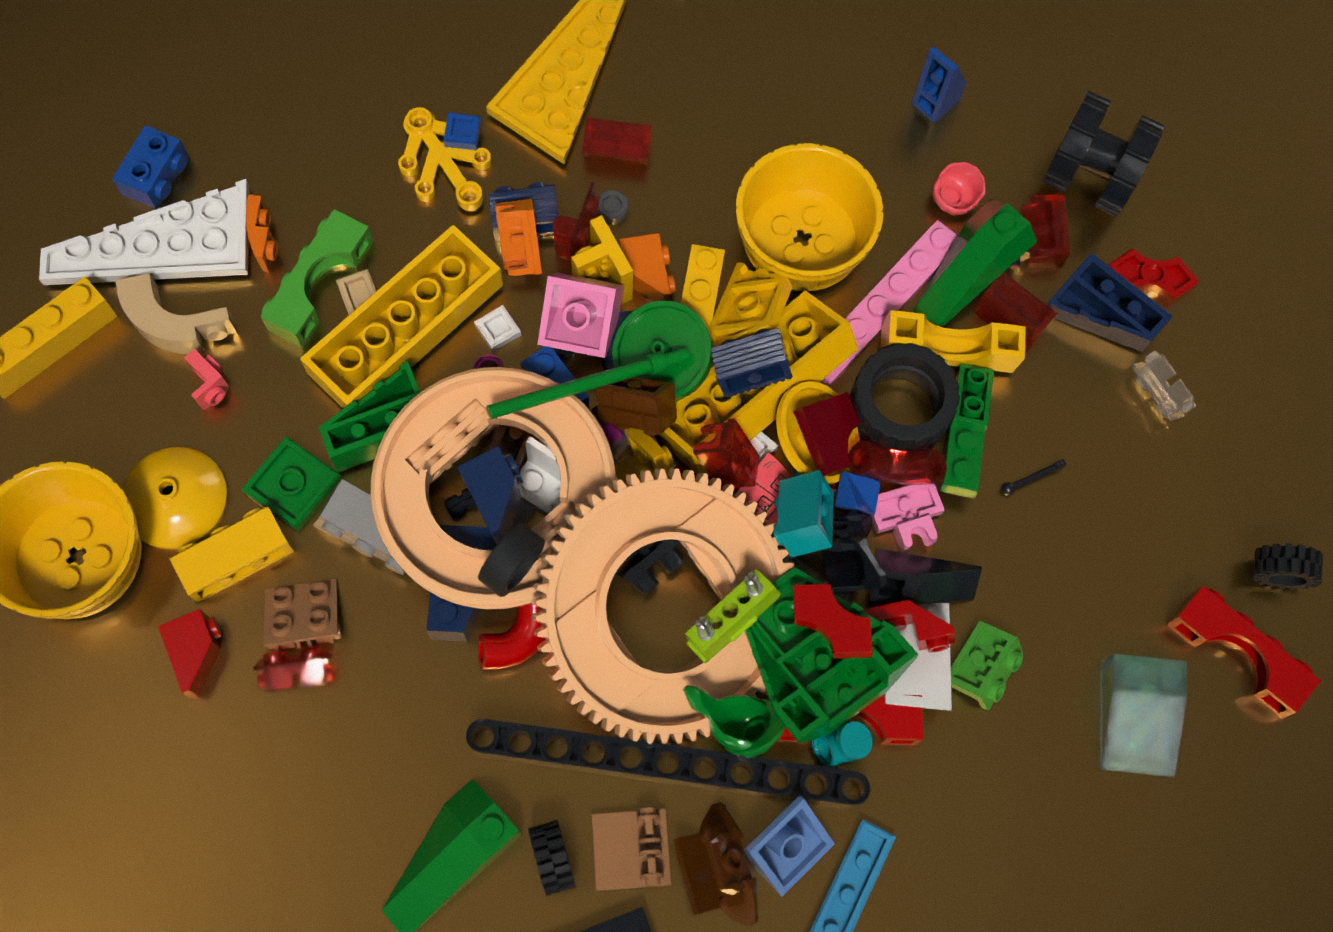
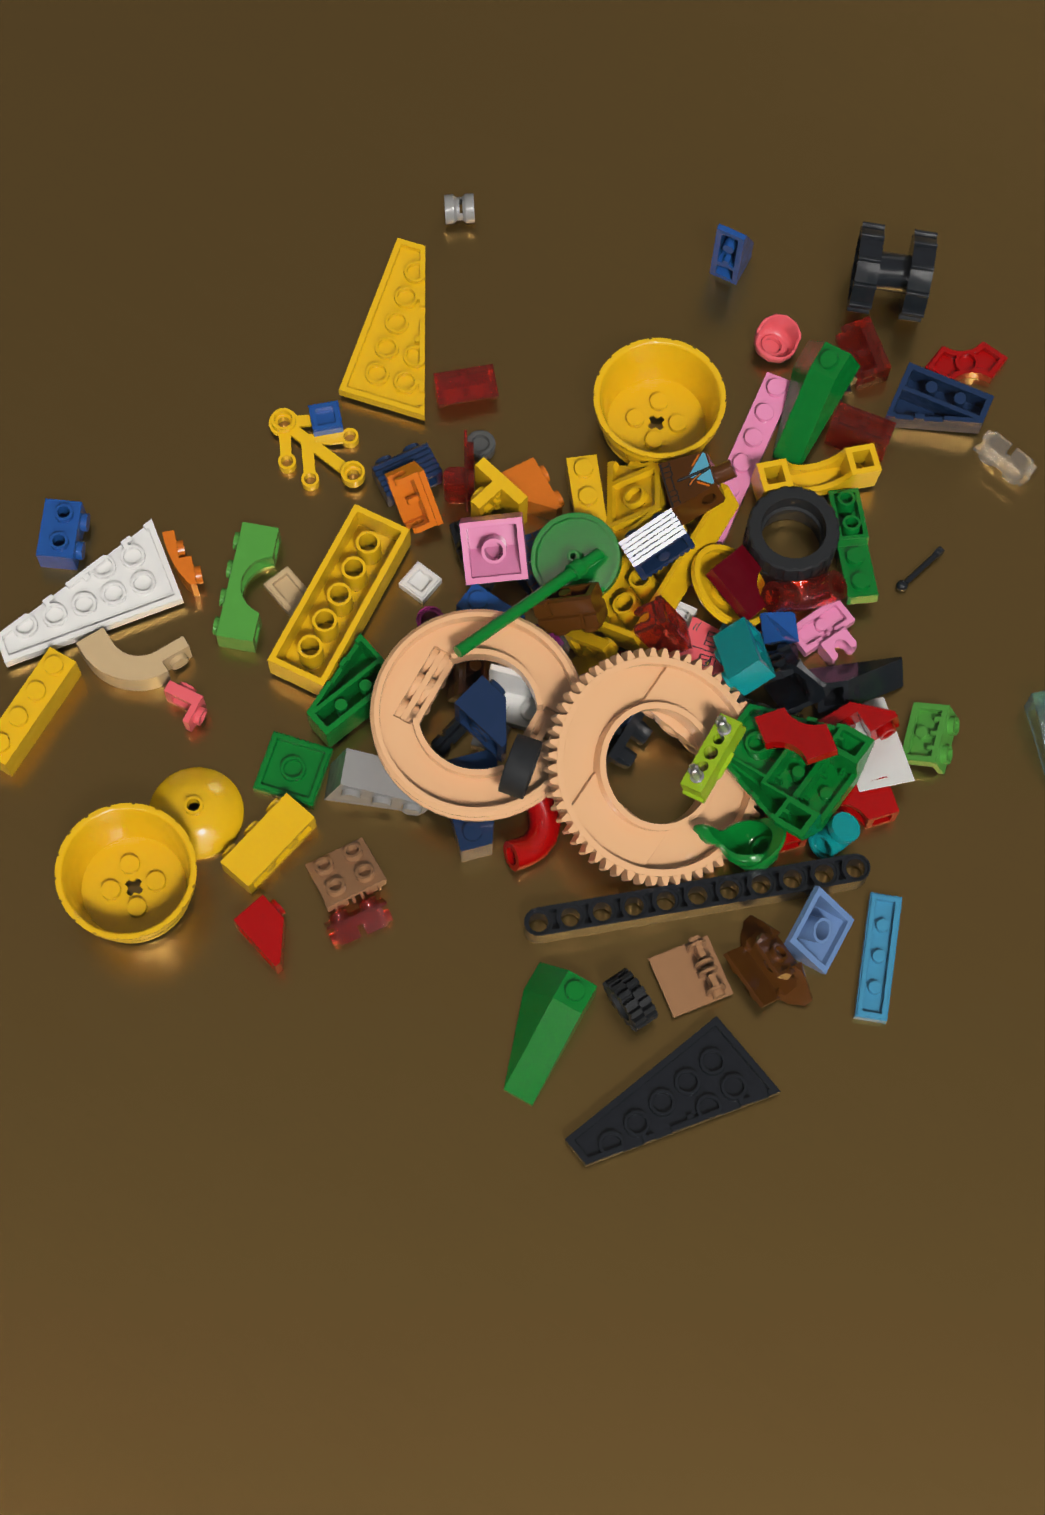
camera: 15 degrees left, 0 degrees up
(814, 311) = (695, 484): none -> reddish brown torso

